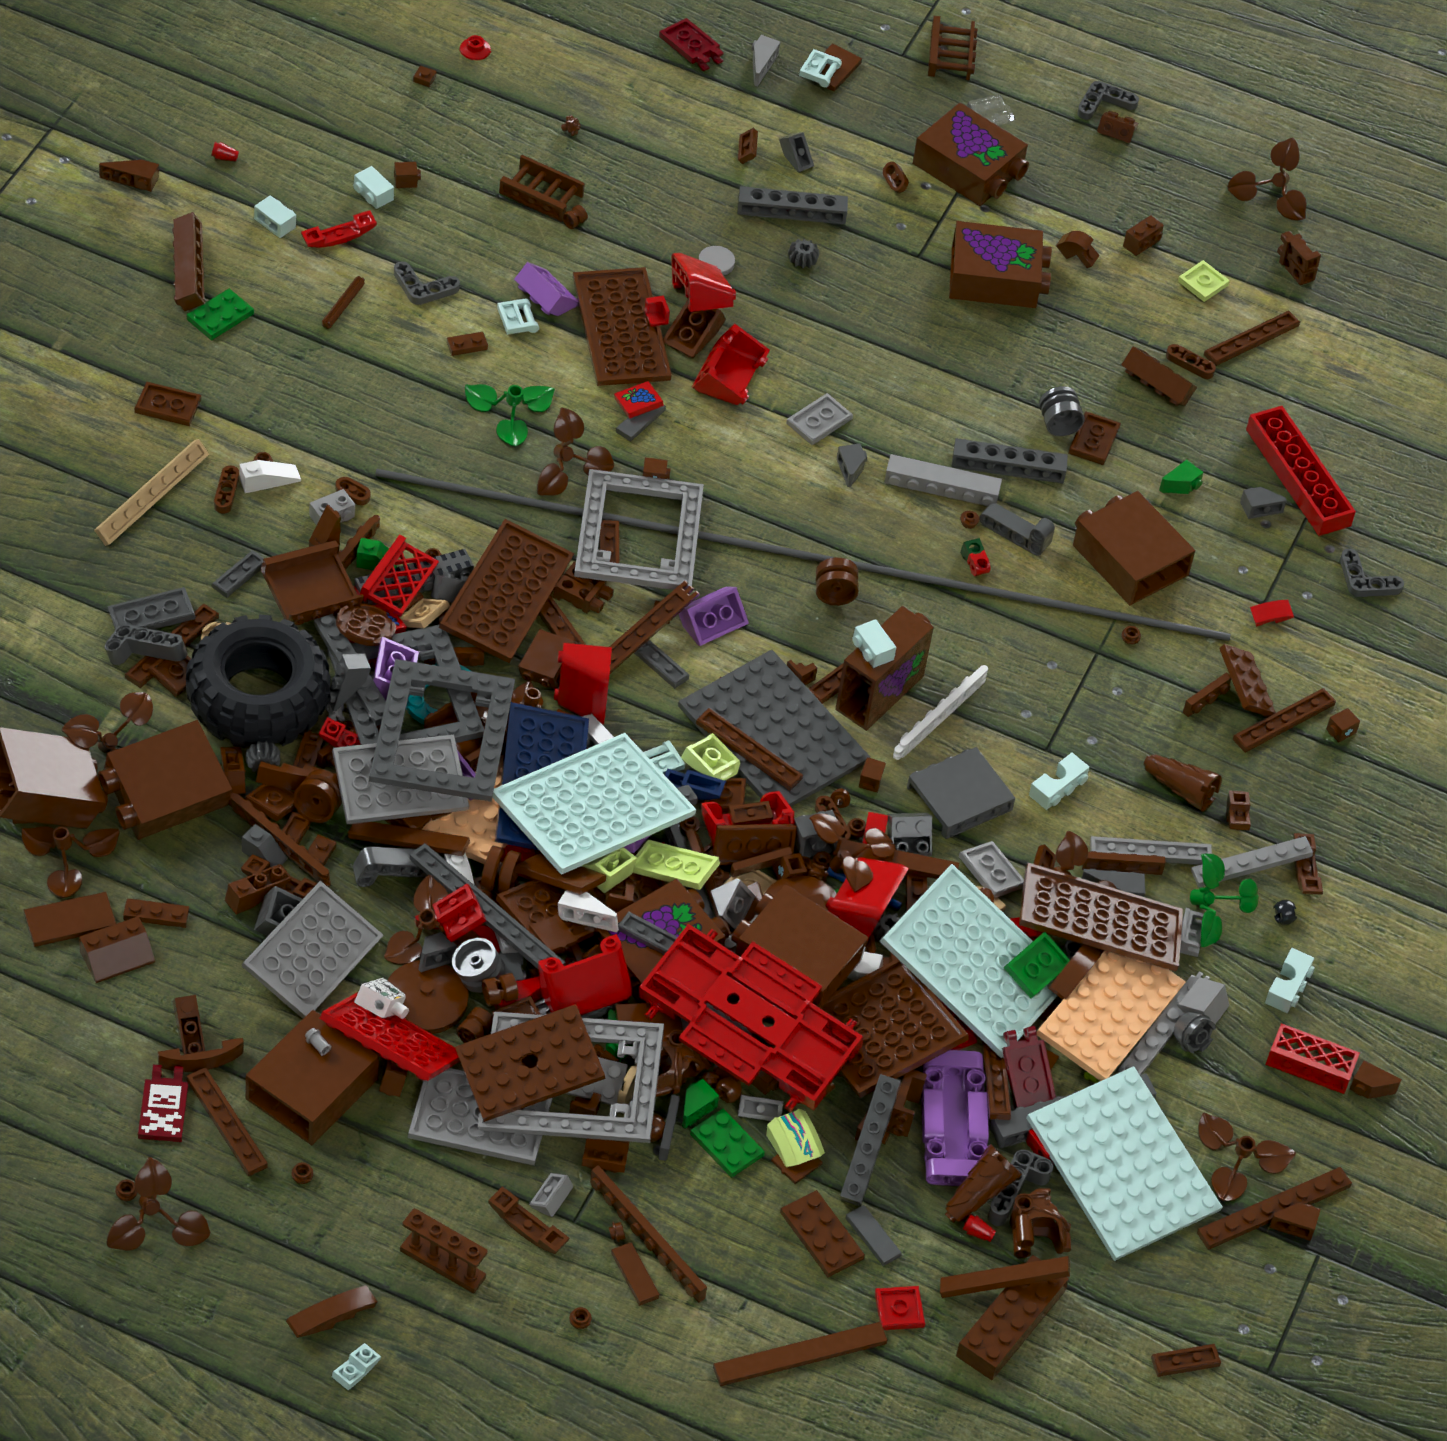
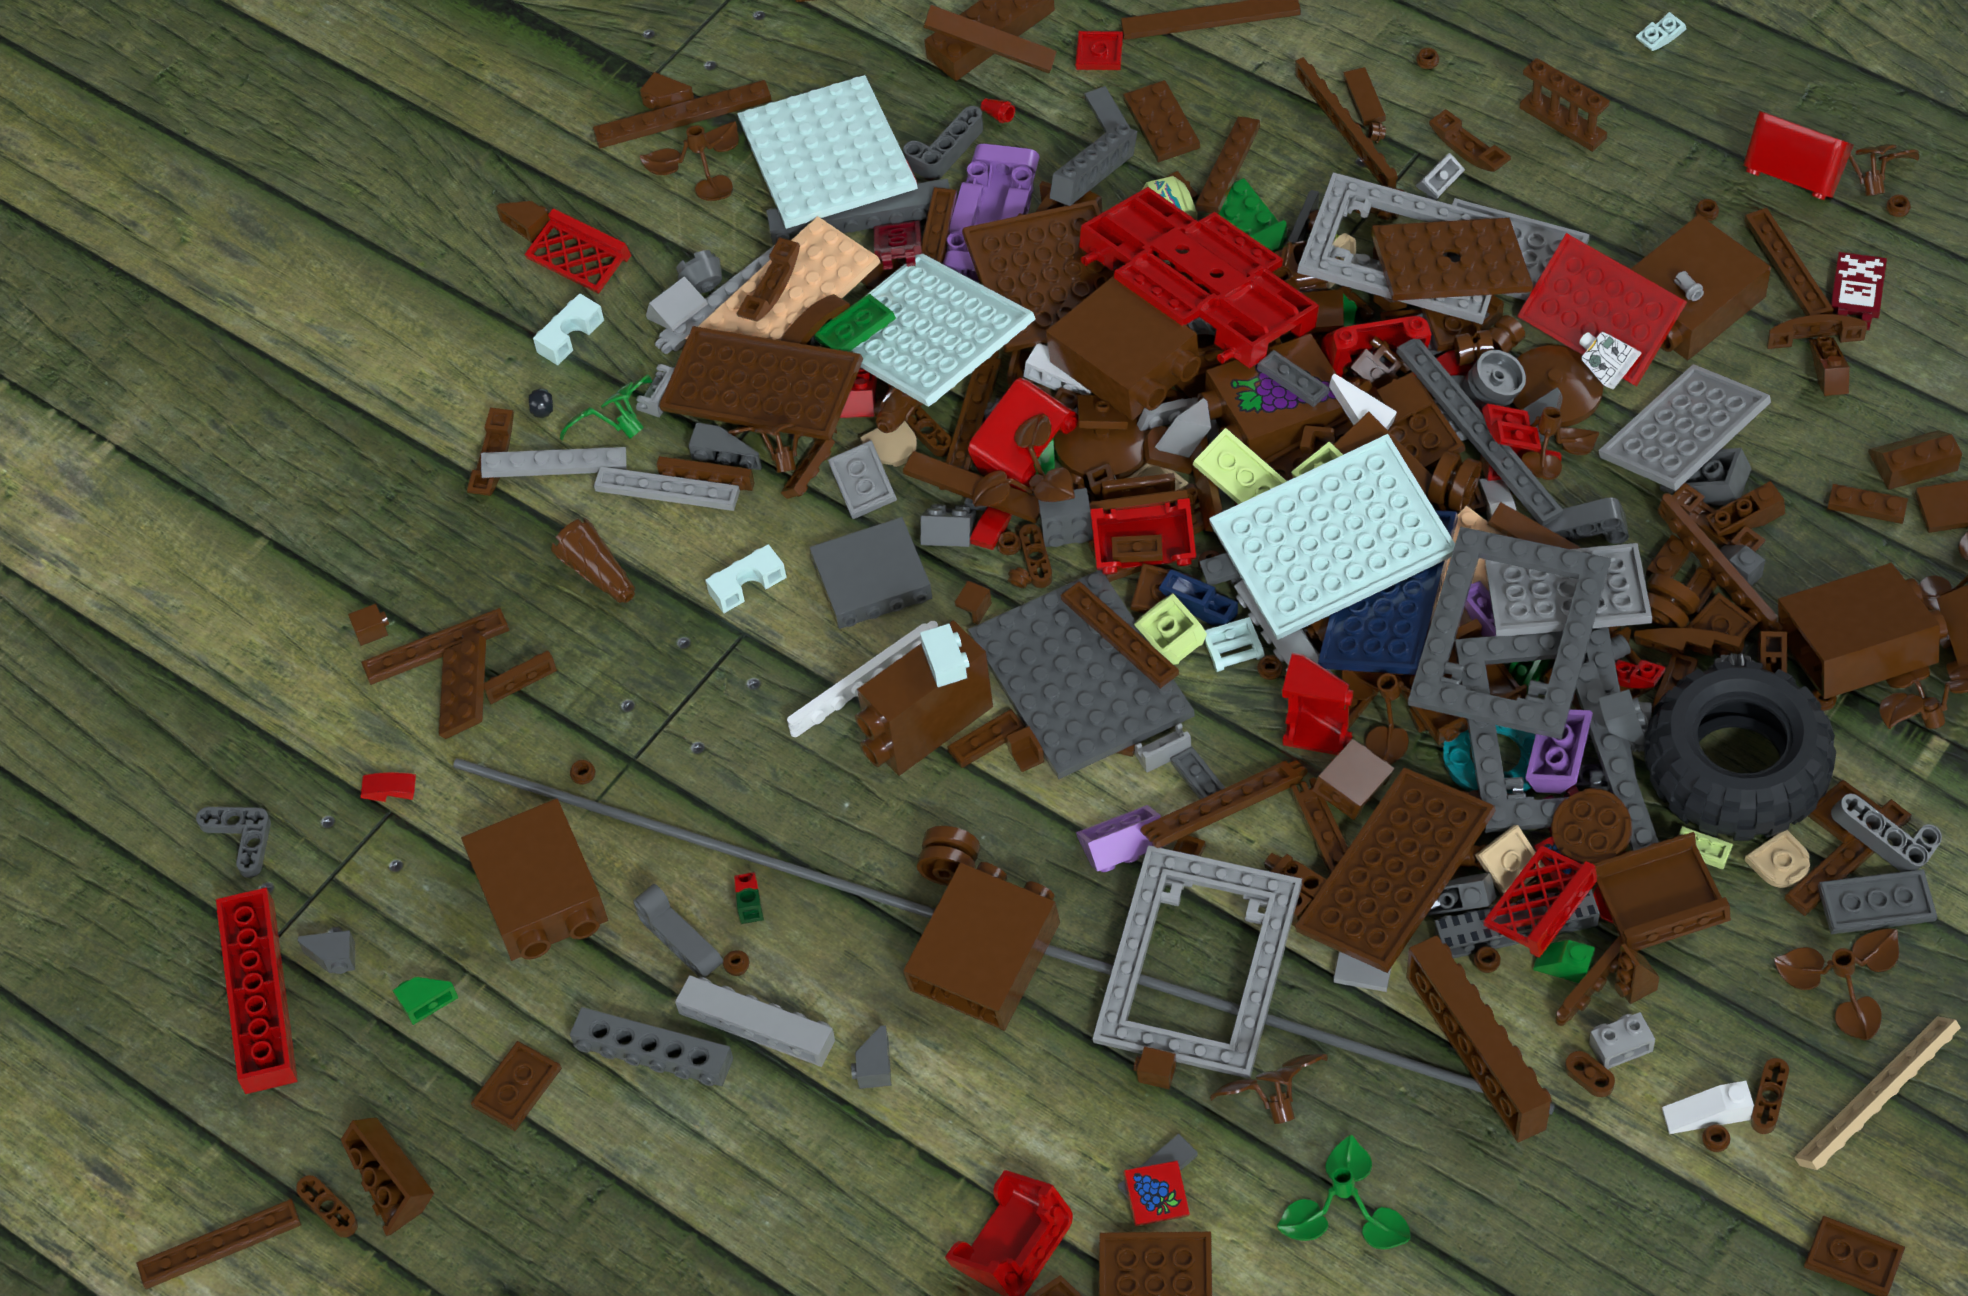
camera: 155 degrees left, 5 degrees up
(164, 541) = (1876, 949): none -> reddish brown plant
(238, 574) = (1754, 959): dark grey tile -> none
(251, 1211) = (1796, 155): none -> red windscreen
(330, 1311) = (1681, 74): reddish brown slope -> none
(434, 489) = (1478, 1038): none -> reddish brown brick
(610, 539) = (1240, 956): reddish brown plate -> none
(696, 677) = (1163, 749): none -> light grey hinge
(748, 1179) = (1228, 165): none -> reddish brown plate
(794, 521) = (983, 944): none -> reddish brown brick
(819, 419) = (898, 1150): light grey tile -> none
(984, 1182) = (978, 125): reddish brown cone -> none
(1035, 1216) = (938, 99): reddish brown helmet -> none
(1061, 411) = (552, 1106): dark grey wheel -> none
(1125, 1000) = (774, 281): none -> reddish brown slope
(1238, 810) = (545, 520): reddish brown brick -> none

